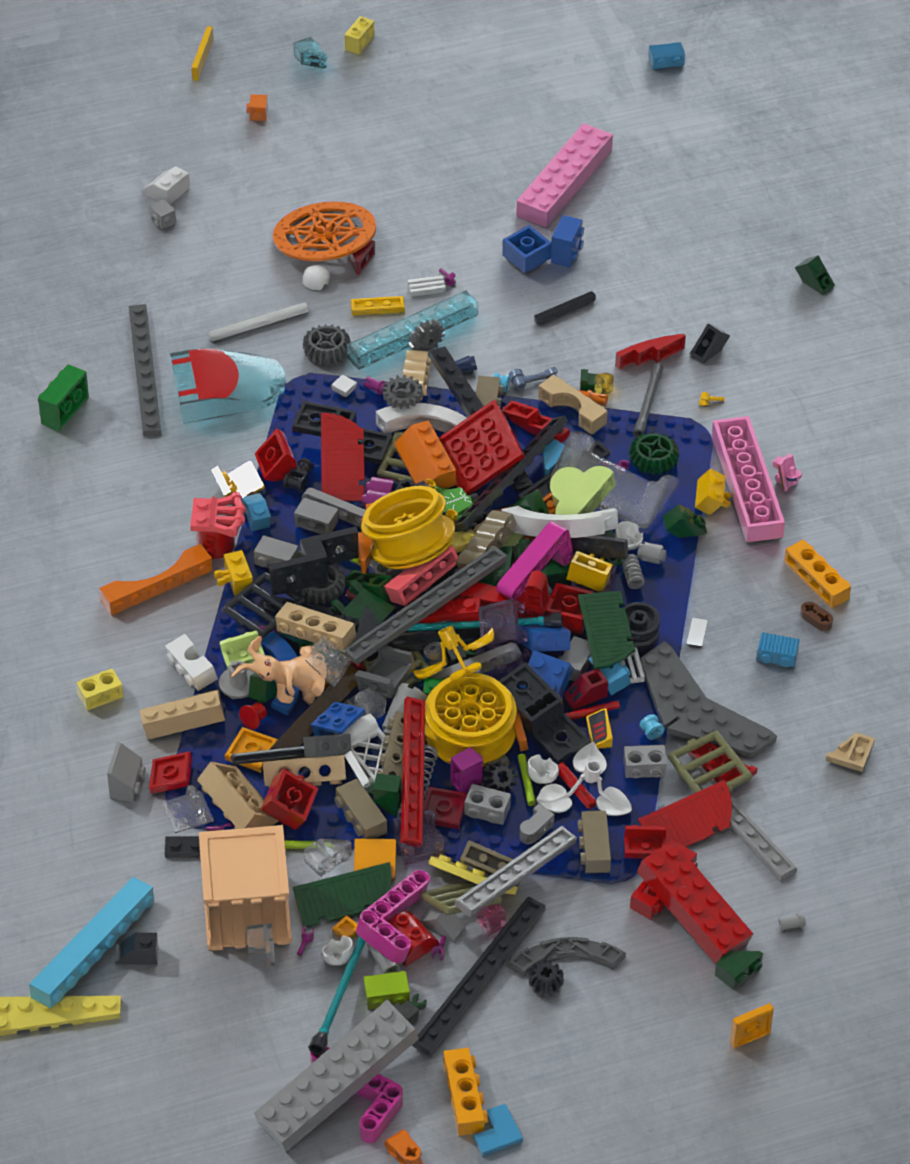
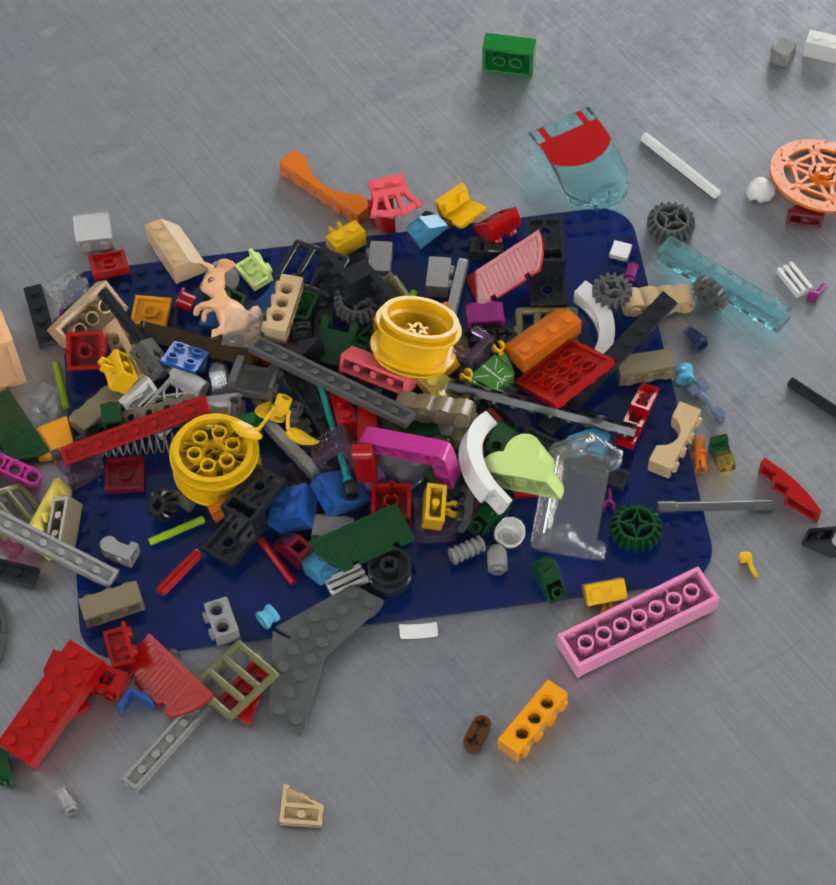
camera: 75 degrees right, 10 degrees up
(99, 689) = (187, 188): light yellow brick -> none
(144, 370) = (592, 98): dark grey plate -> none
(184, 655) = (242, 230): white arch -> none
(335, 770) = (118, 371): none -> yellow brick
(377, 305) = (748, 249): yellow tile -> none
(466, 770) = (157, 473): magenta brick -> none
(487, 804) = (133, 505): light grey brick -> none
(542, 770) = (184, 537): white hair -> none
(591, 764) = (162, 558): white plant -> none
(600, 729) = (254, 575): slope -> none
(701, 844) = (140, 697): none -> blue bracket
(778, 649) = (413, 707): dark azure brick -> none
(787, 473) = (660, 654): bright pink hips -> none

